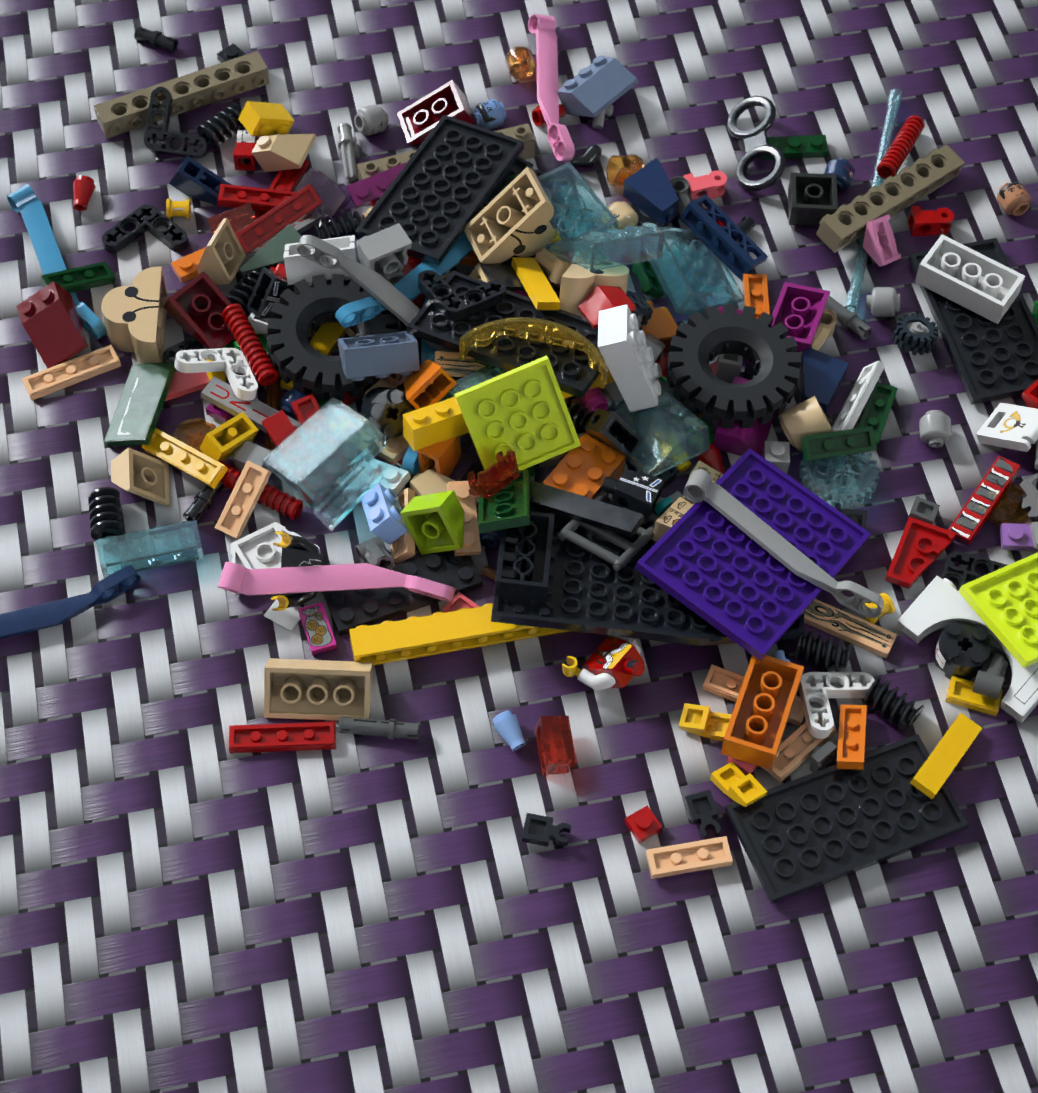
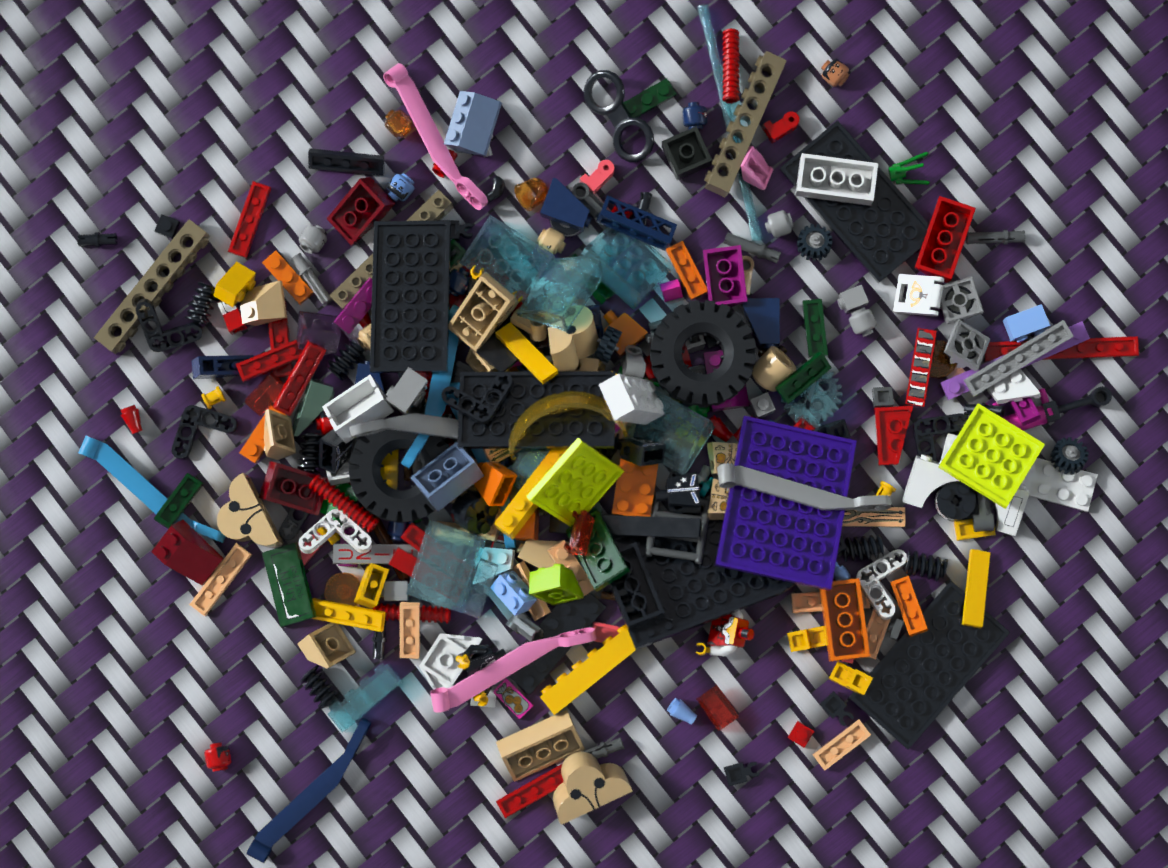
camera: 15 degrees left, 25 degrees up
(318, 84) = (249, 219): none -> red tile
(325, 144) = (290, 279): none -> orange plate
(346, 746) = (587, 786): none -> tan brick
(445, 71) = (346, 162): none -> black plate
(601, 299) = (593, 356): slope -> none
(858, 396) = (797, 323): white tile -> none
(933, 399) = (852, 299): none -> light grey brick

